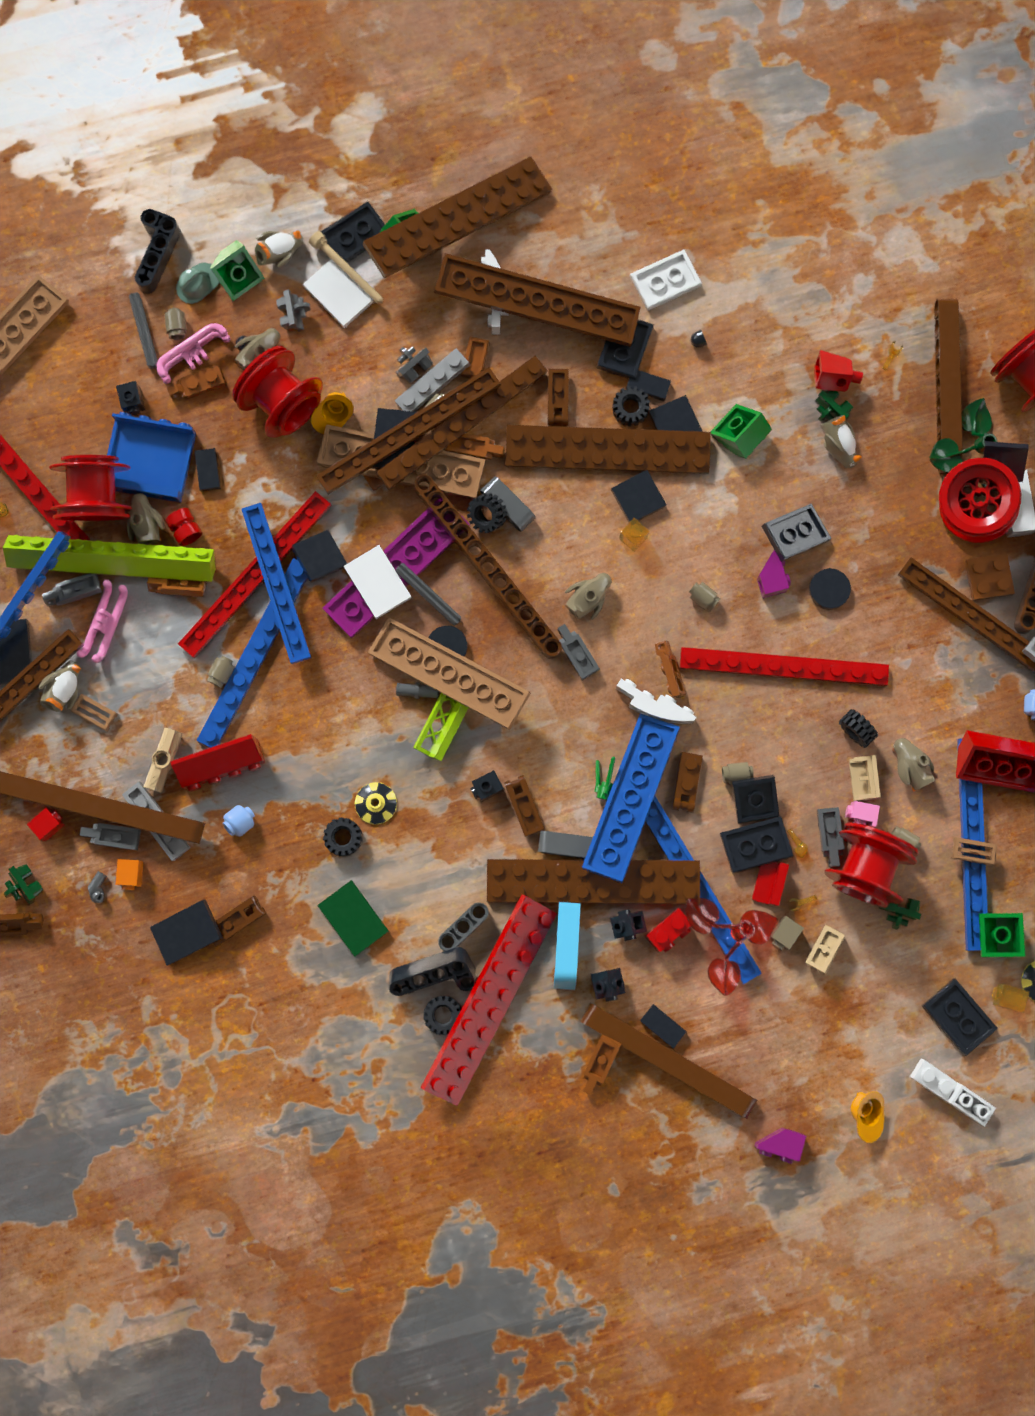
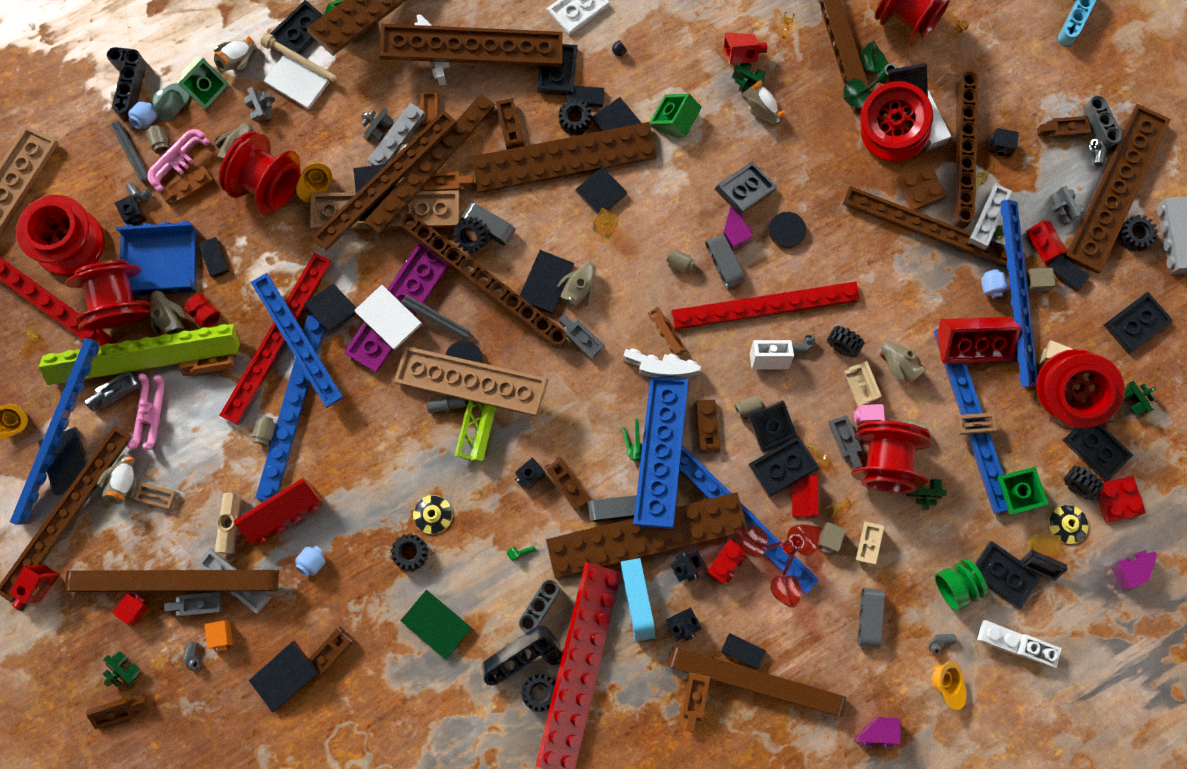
camera: 15 degrees left, 5 degrees down
(50, 432) = (69, 247): none -> red wheel
(147, 383) = (143, 196): none -> dark grey arm
(164, 292) = (142, 115): none -> light blue head
(450, 865) = (513, 553): none -> green hand
(551, 581) = (542, 281): none -> black tile
(752, 607) = (724, 261): none -> dark grey beam
(775, 722) = (771, 354): none -> white brick
(805, 1026) = (871, 618): none -> dark grey beam
(813, 721) = (805, 345): none -> dark grey arm
(870, 1068) = (939, 641): none -> dark grey arm
(913, 1014) = (961, 584): none -> green wheel
(1002, 1017) = (1043, 565): none -> black tile

